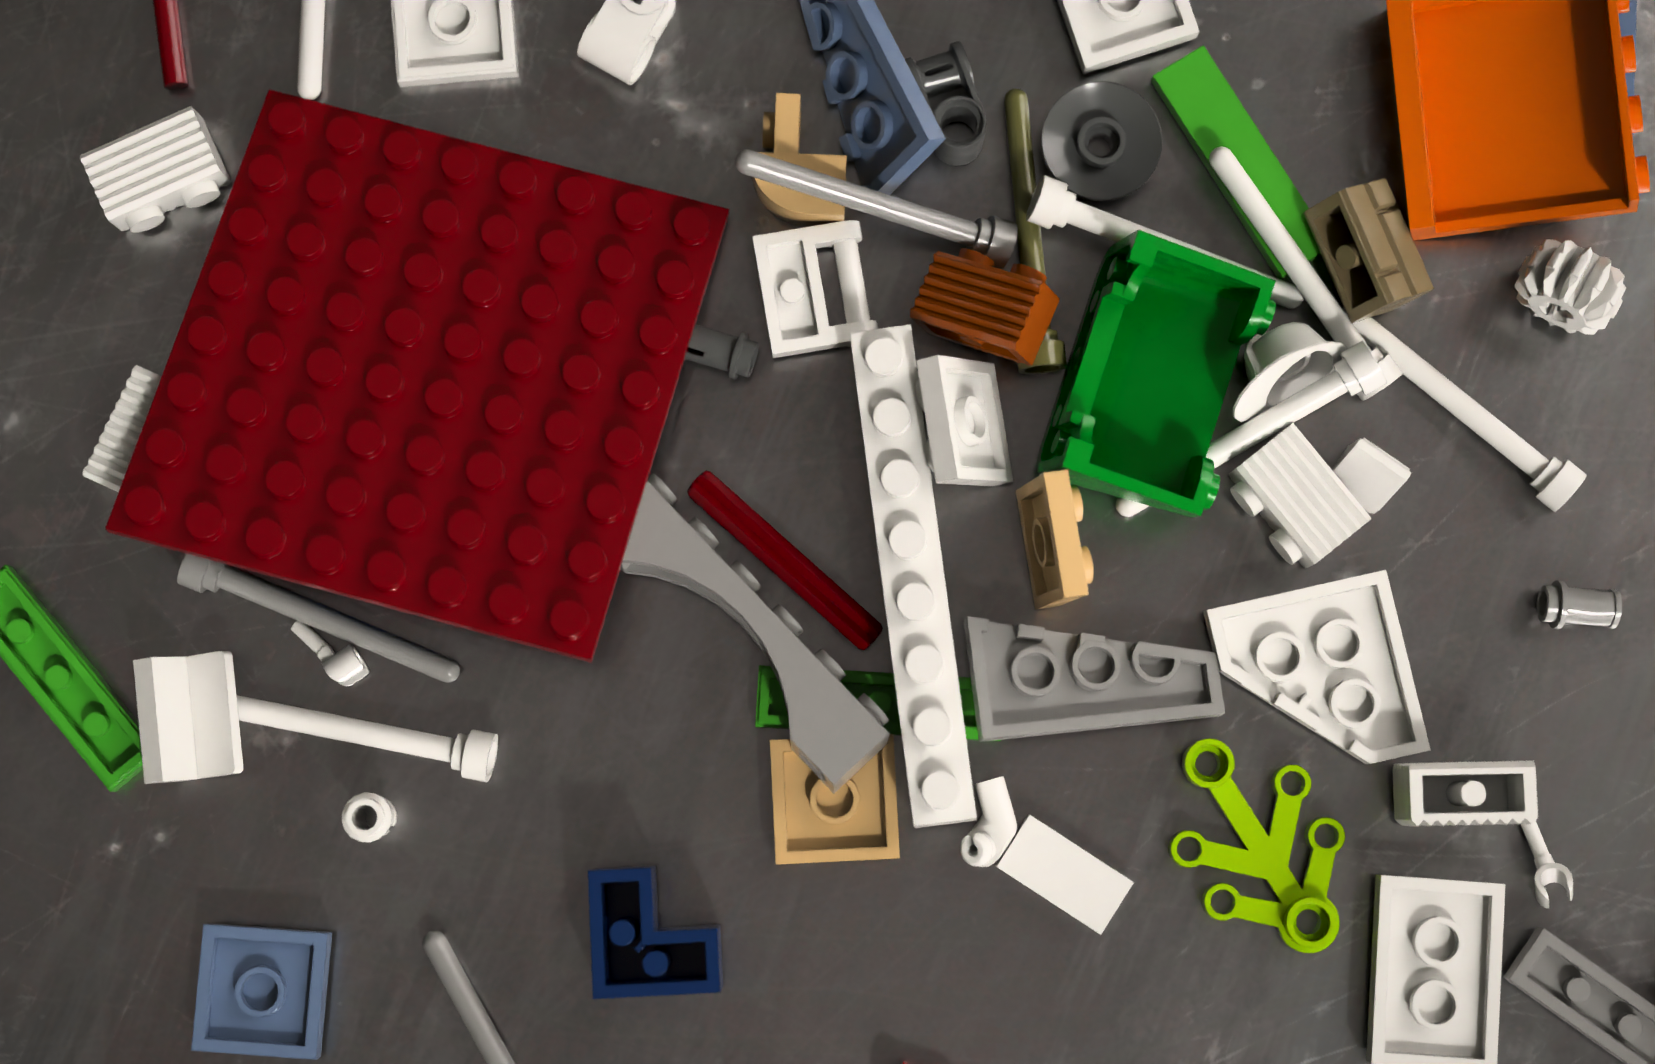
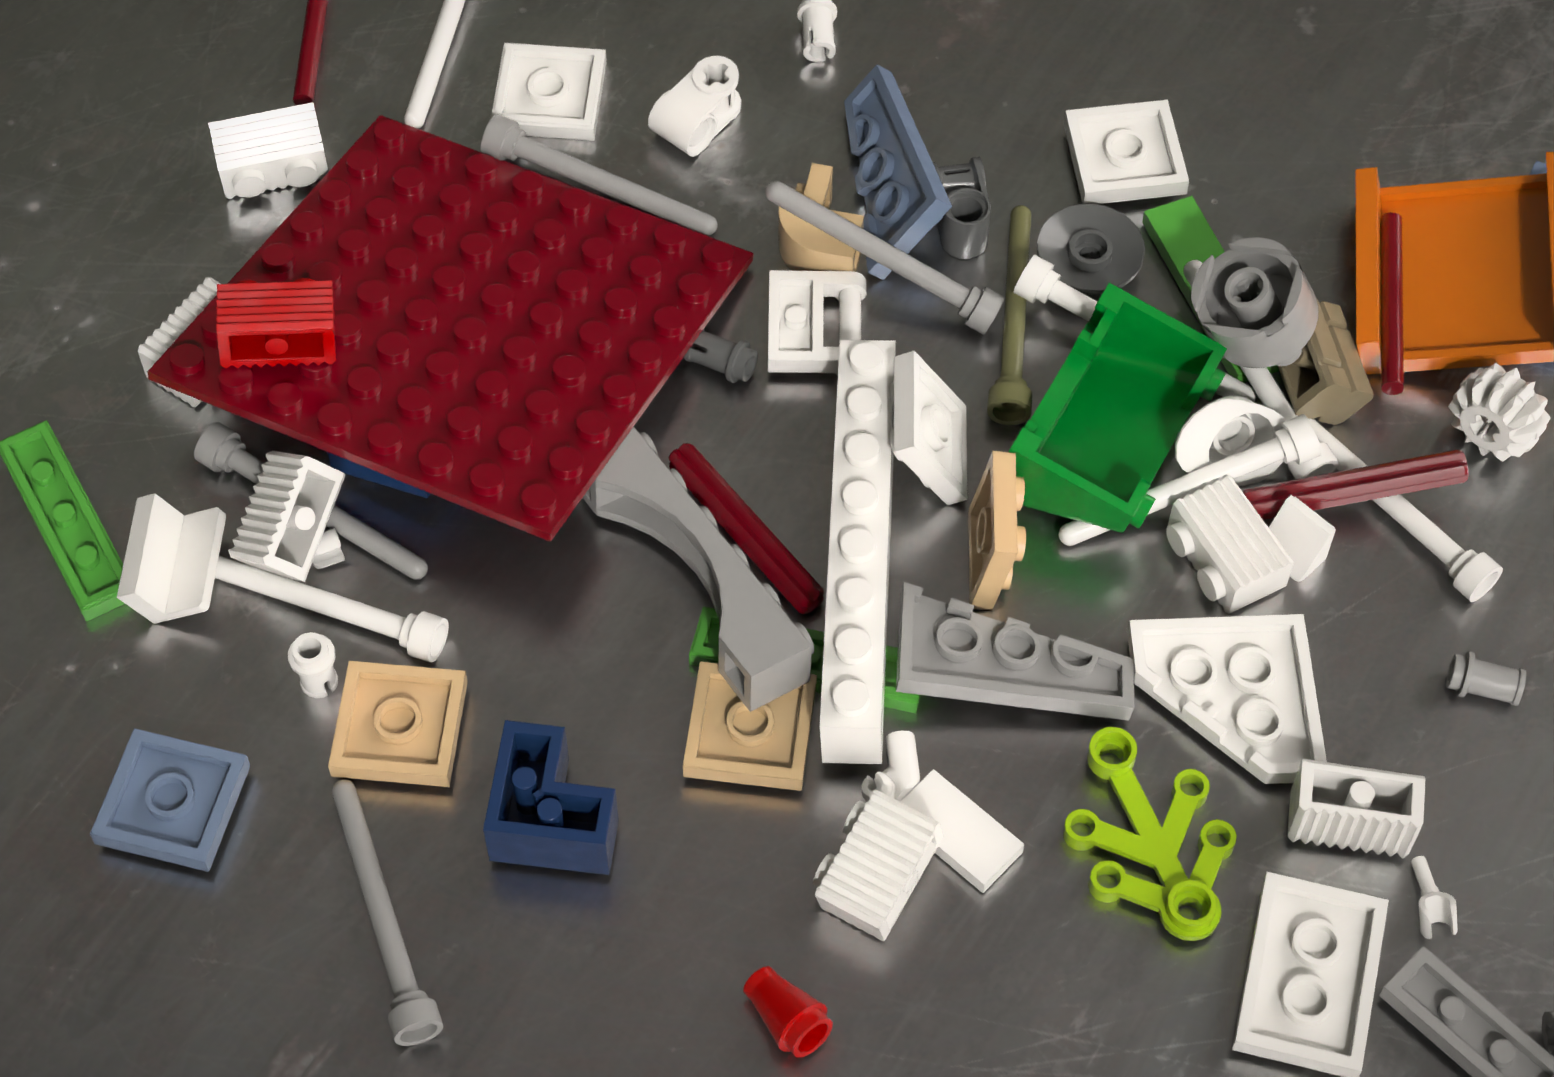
camera: 10 degrees right, 25 degrees down
(231, 452) = (276, 323): none -> red brick
(299, 655) = (287, 515): none -> white brick
(423, 107) = (505, 140): none -> light grey piece
(473, 862) = (398, 723): none -> tan plate
(985, 306) = (968, 346): dark orange brick -> none
(993, 942) = (877, 863): none -> white brick
(1286, 191) = (1256, 303): none -> light grey brick
(1425, 402) = (1363, 483): none -> axle
(1440, 158) = (1391, 304): none -> dark red bar

